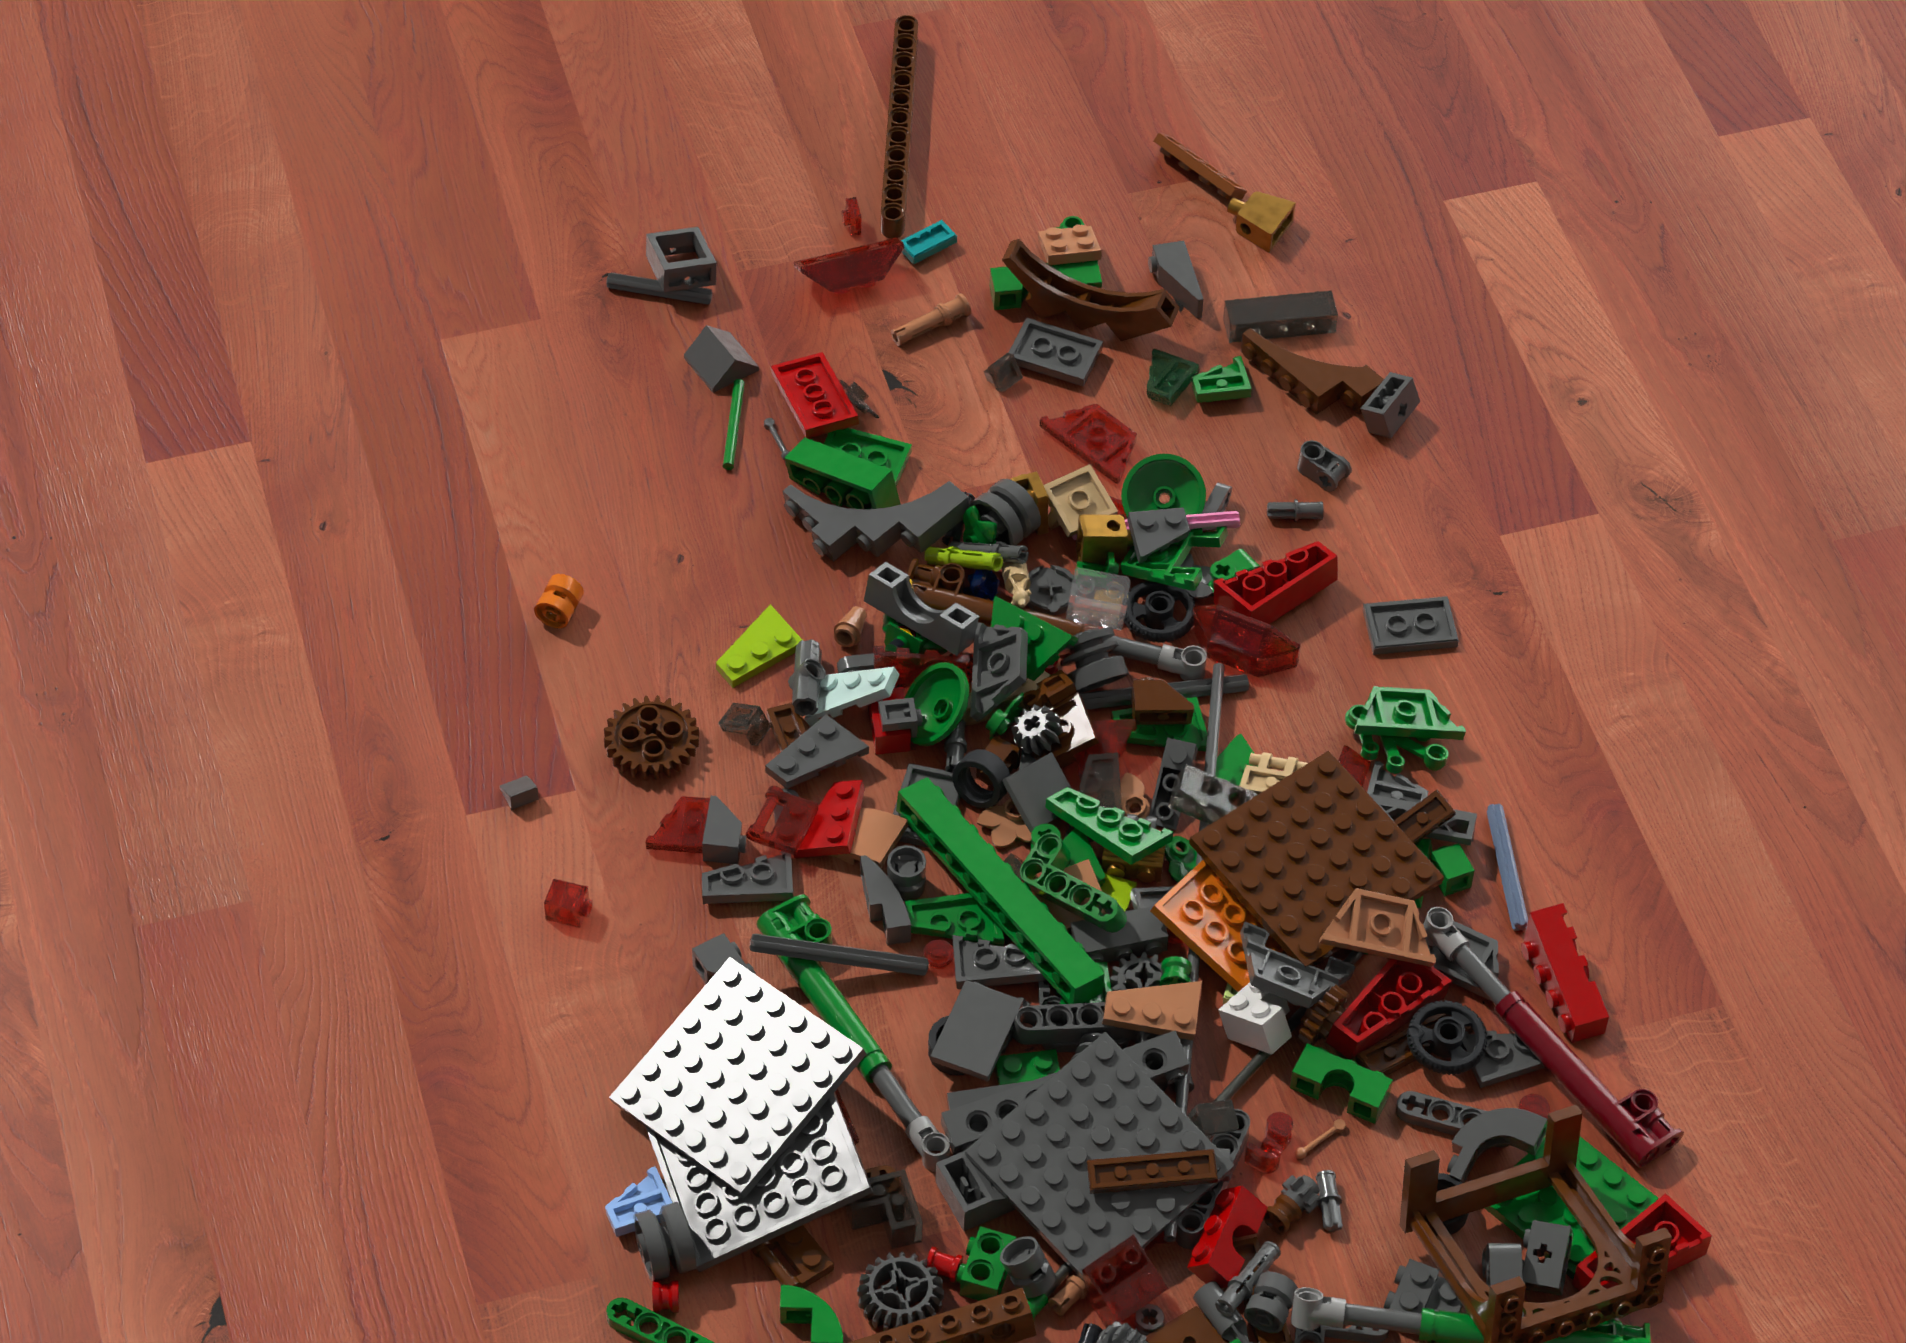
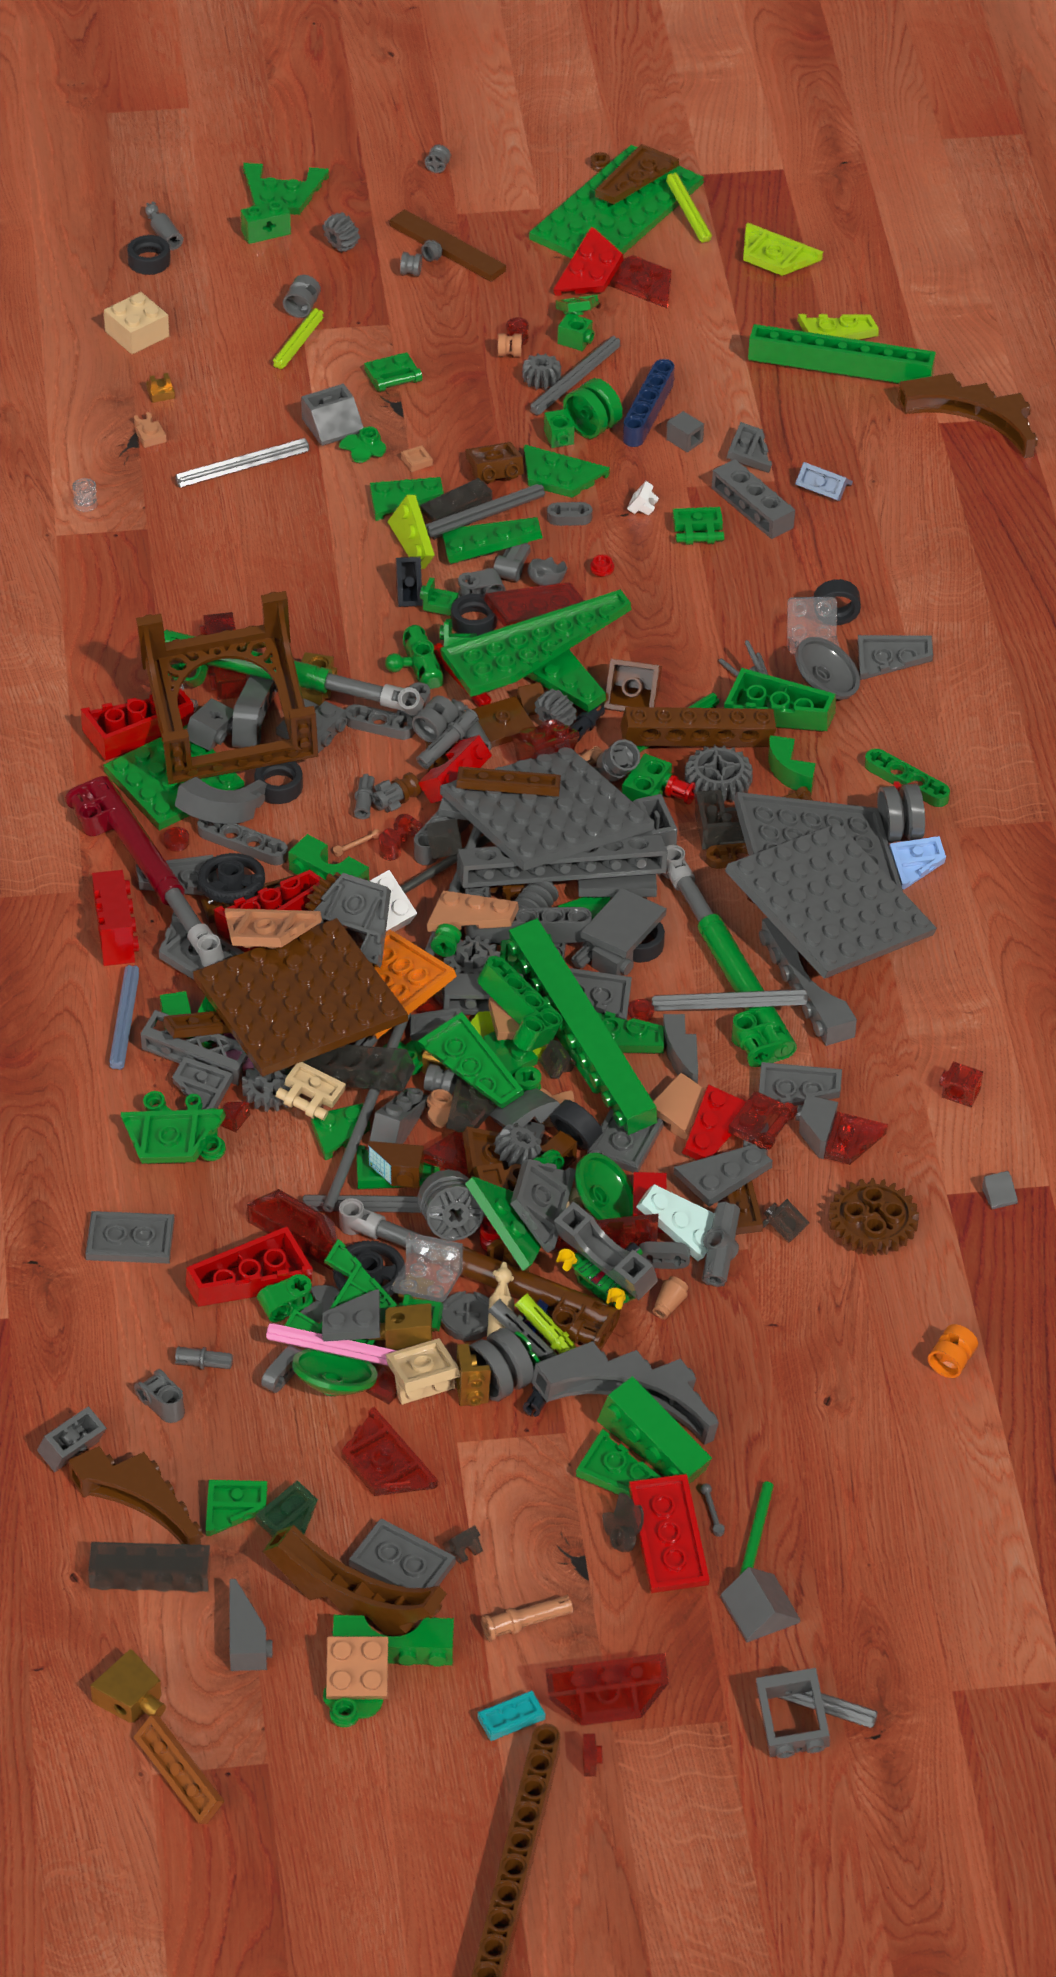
camera: 170 degrees left, 5 degrees down
(758, 648) = (759, 1295): lime wing -> none
(900, 715) = (640, 1177): dark grey bracket -> none
(907, 871) = (658, 1064): dark grey wheel -> none

